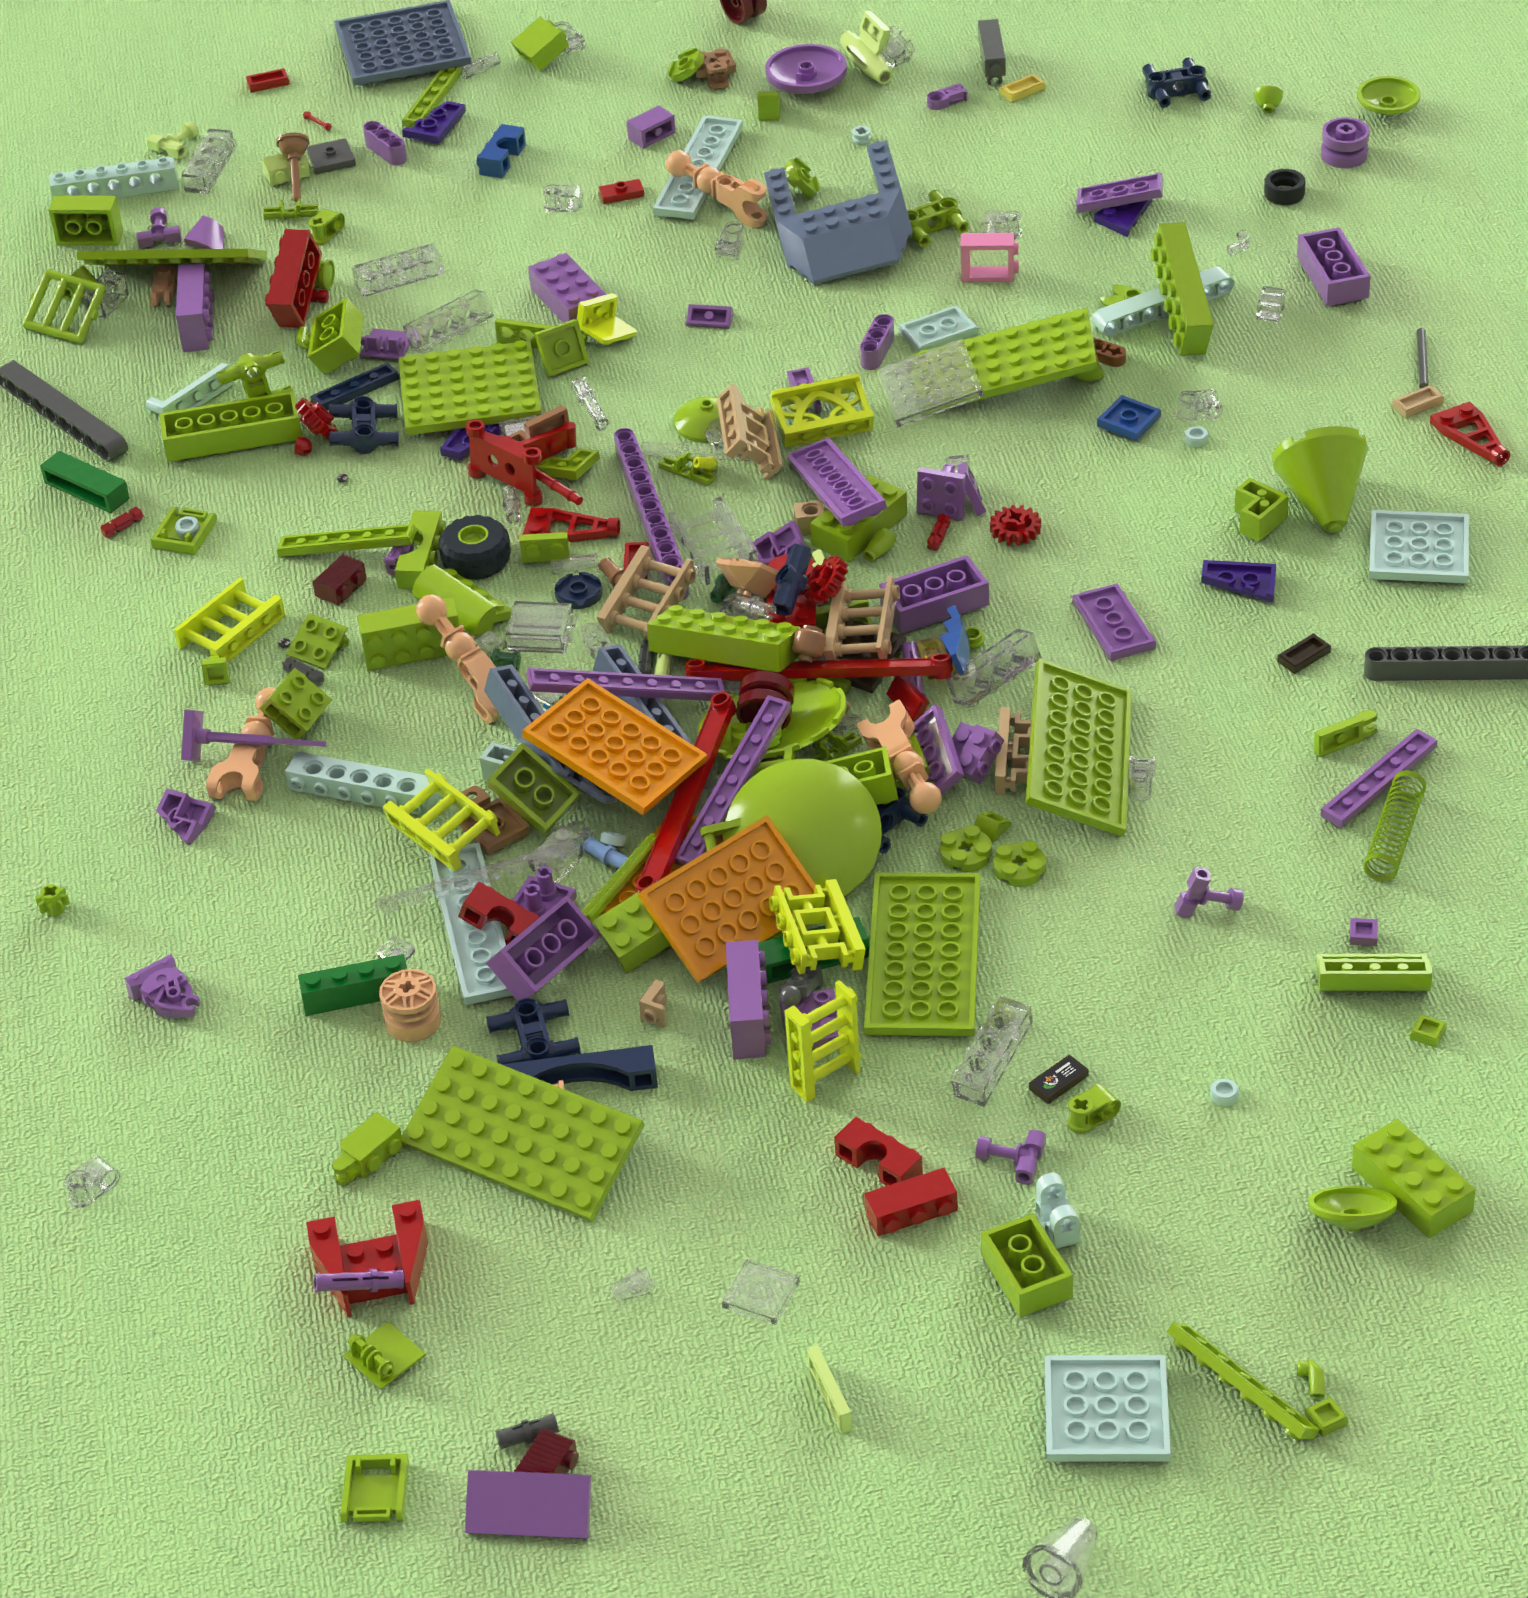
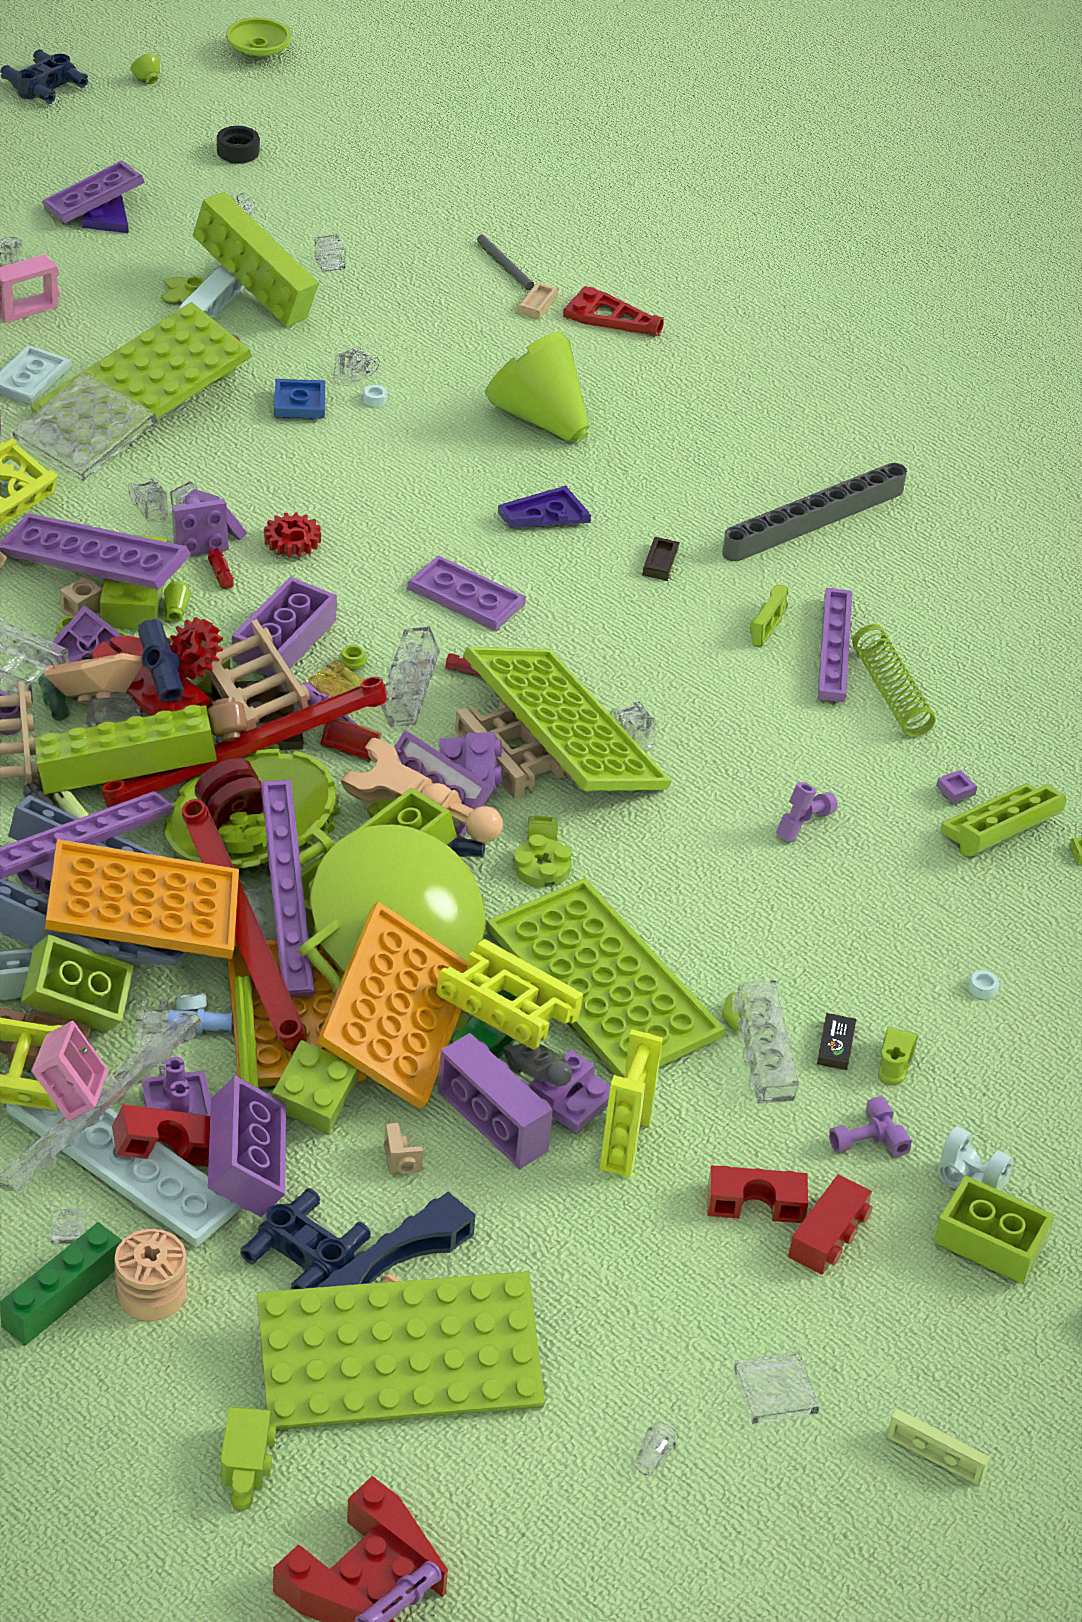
camera: 45 degrees left, 0 degrees up
(448, 848) = (67, 1073): none -> bright pink window
(754, 607) = (140, 703): clear pin -> none
(934, 455) = (150, 500): none -> clear piece
(956, 640) = (357, 659): blue slope -> none
(1026, 852) = (604, 841): lime plate -> none
(1259, 508) = (505, 437): lime brick -> none
(1333, 266) = (357, 201): medium lavender brick -> none
(1345, 142) = (258, 89): medium lavender wheel -> none
(1419, 546) = (667, 427): light aqua plate -> none

